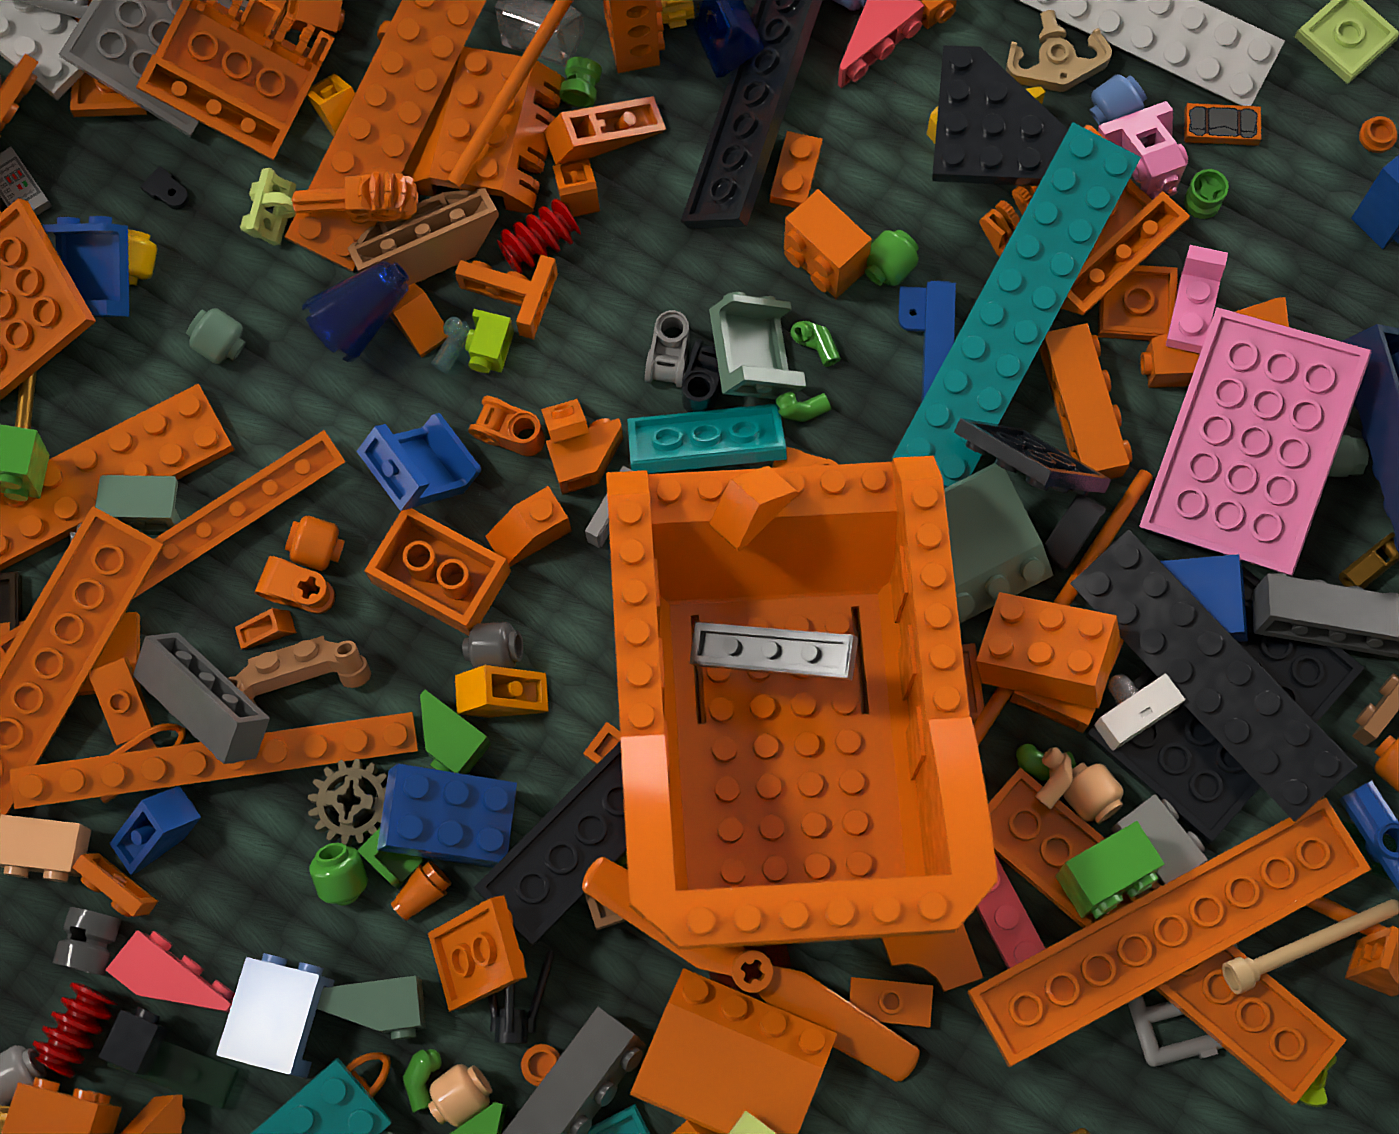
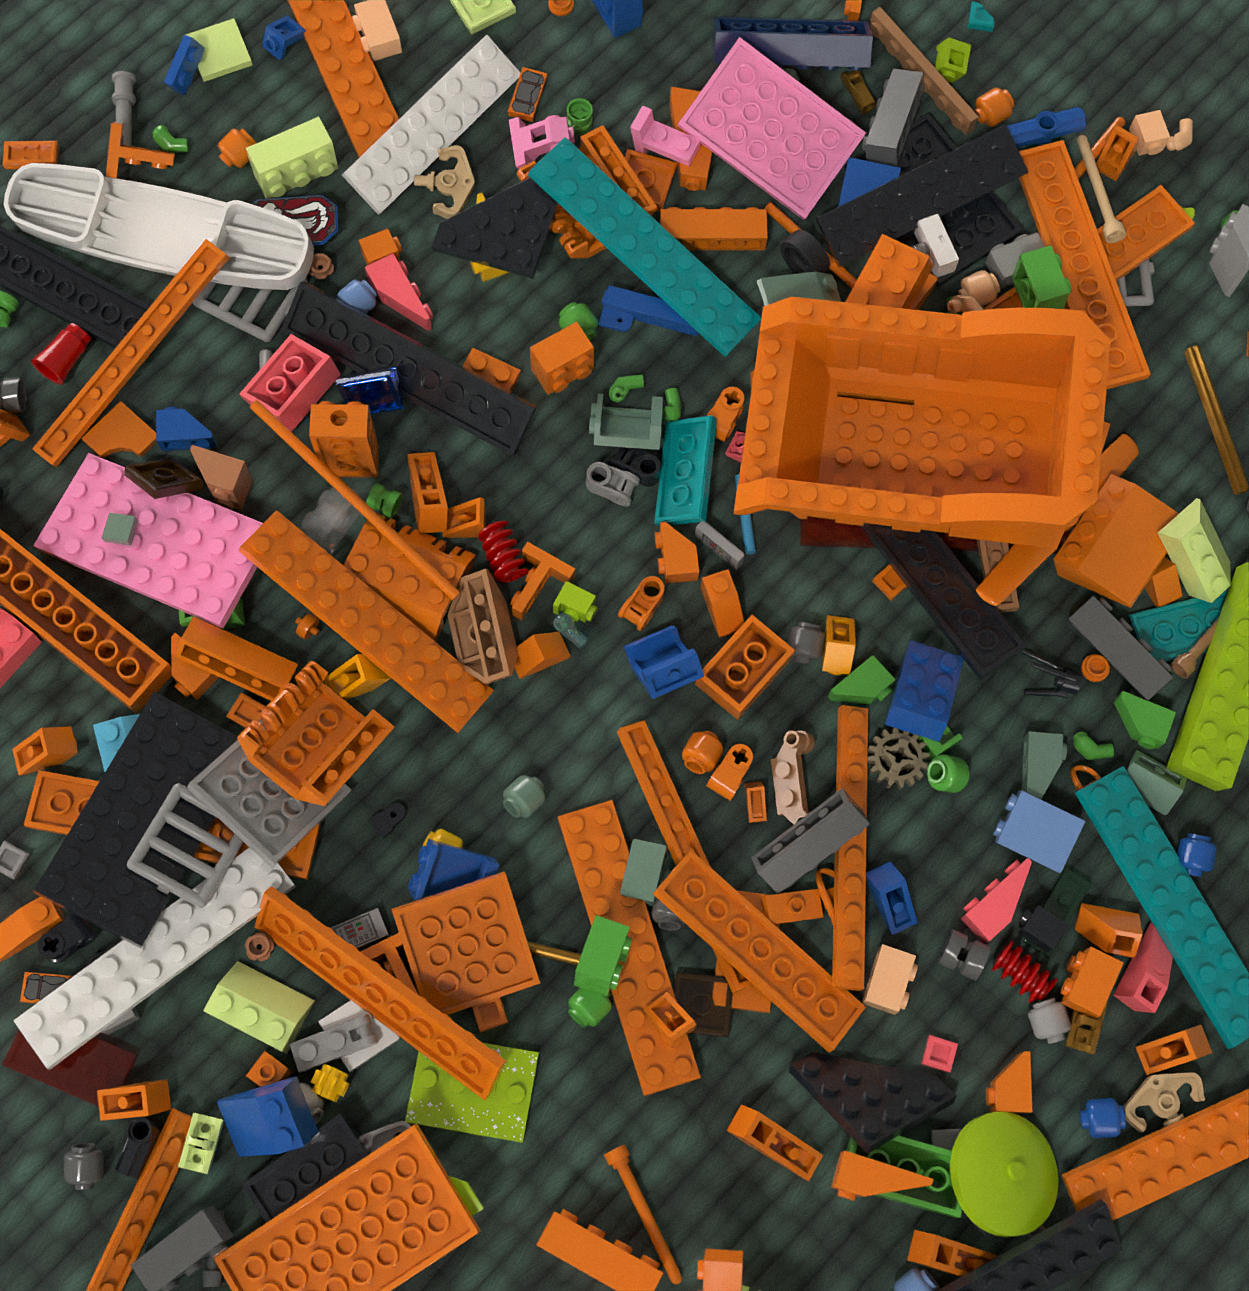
camera: 85 degrees left, 0 degrees up
(103, 876) = (934, 924): orange plate -> none
(265, 193) = (429, 736): yellowish green hips -> none
(356, 308) = (535, 682): clear blue cone -> none
(364, 198) = (452, 661): orange gear -> none
(421, 890) = (966, 723): orange cone -> none
(459, 1095) = (1109, 721): light nougat head -> none
(477, 953) = (1024, 686): orange plate -> none
(565, 421) = (652, 559): orange plate -> none
(750, 505) = (784, 419): orange slope -> none
(774, 650) = (887, 426): tile -> none
(1037, 459) = (757, 261): black plate -> none
(1116, 99) = (496, 152): medium blue head -> none

